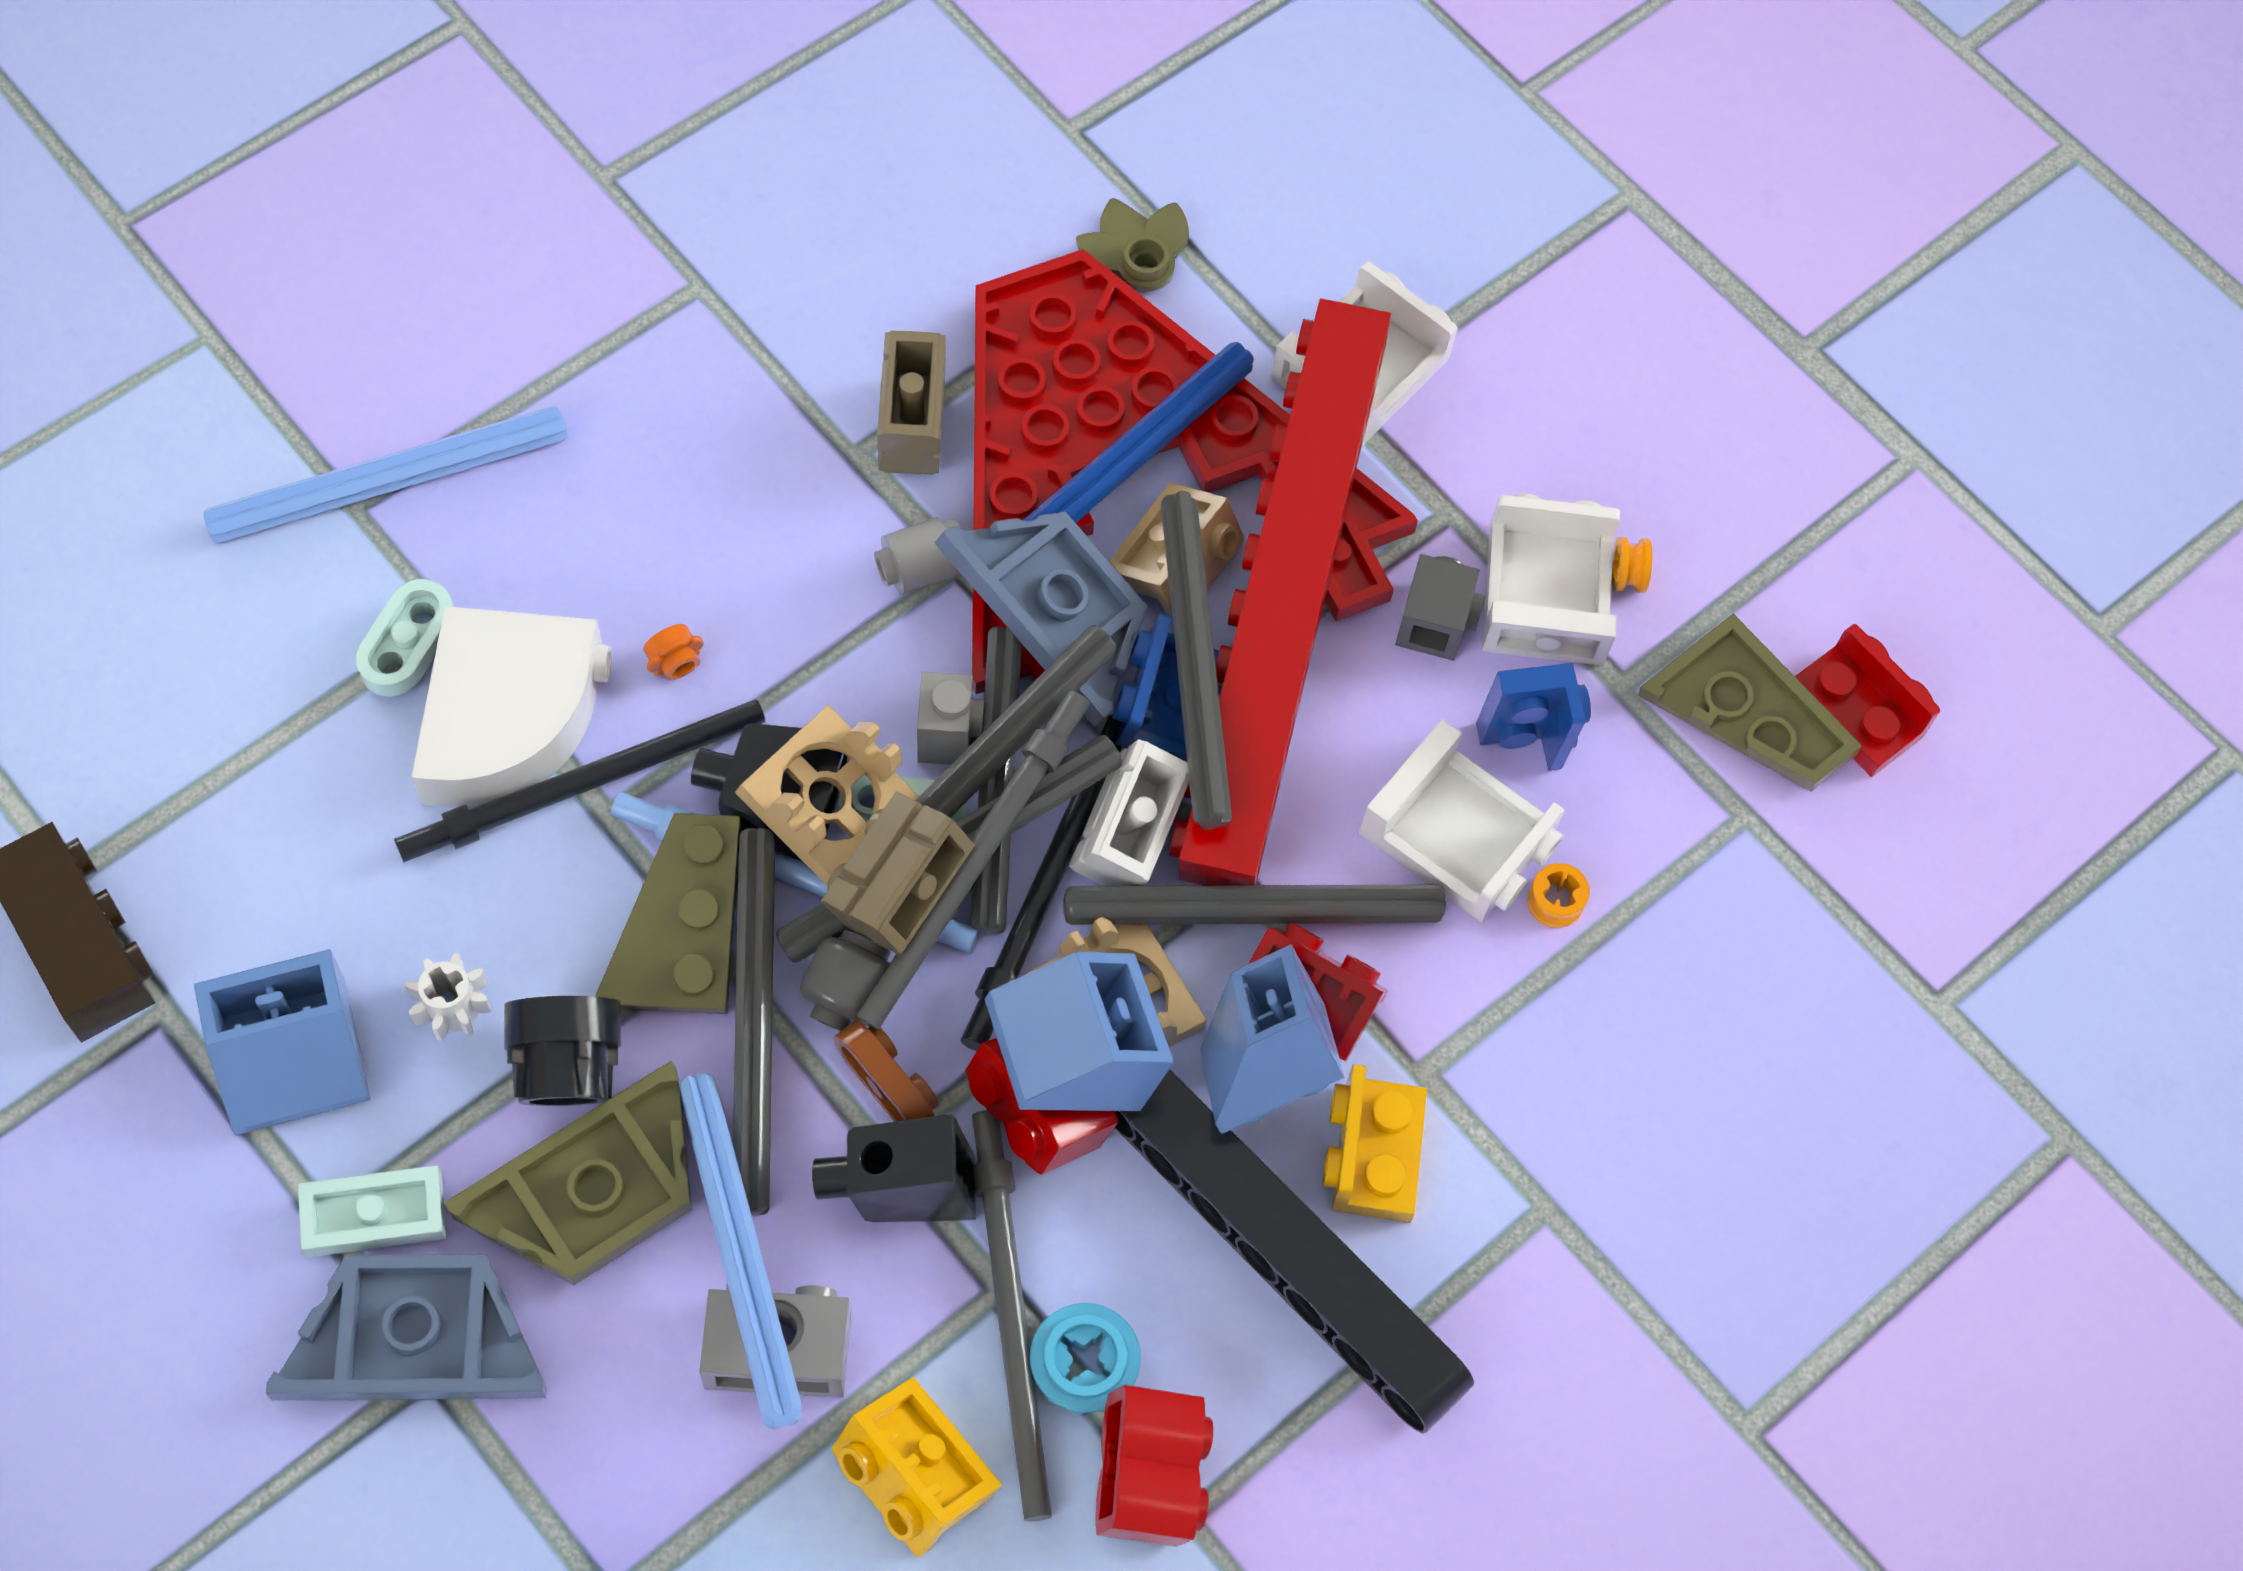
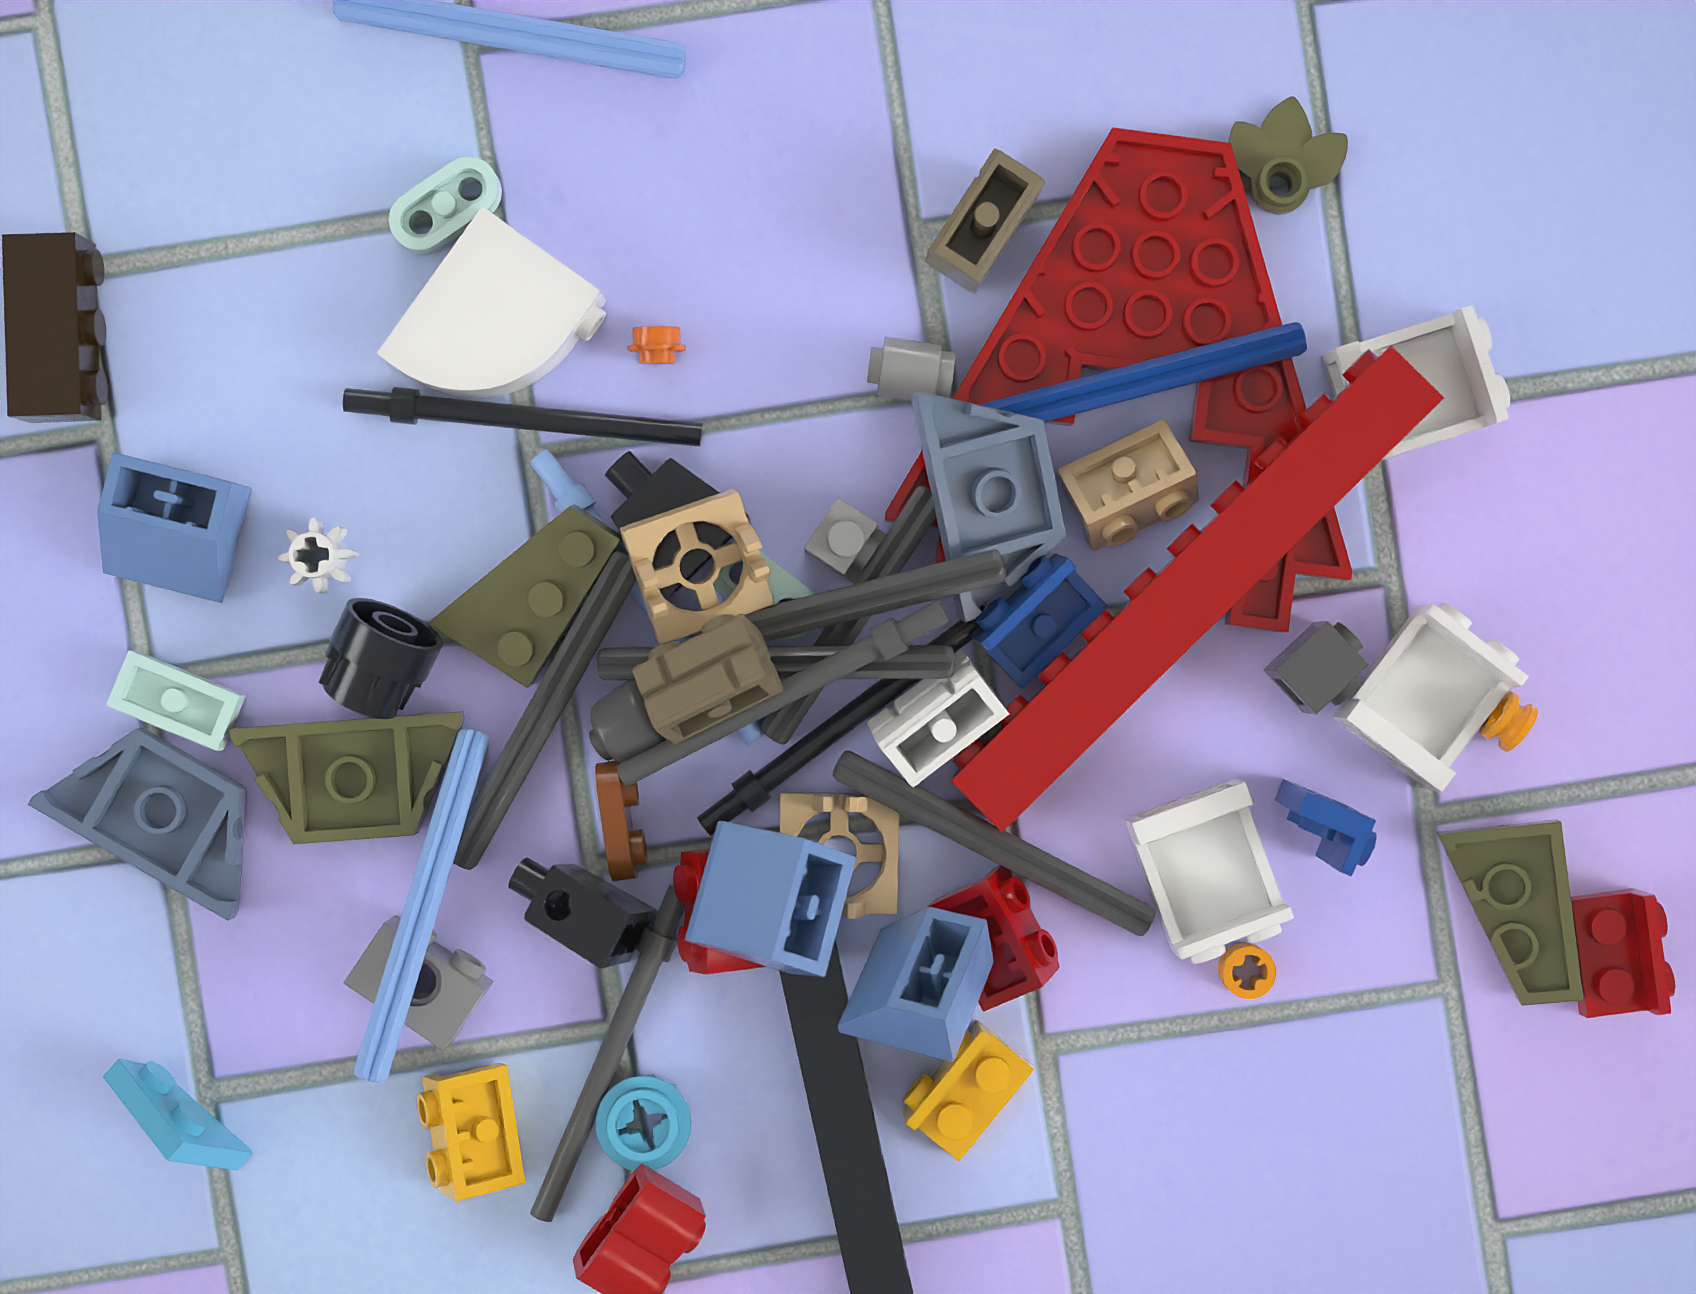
camera: 40 degrees right, 25 degrees up
(1195, 662) = (1070, 618): dark grey axle -> none

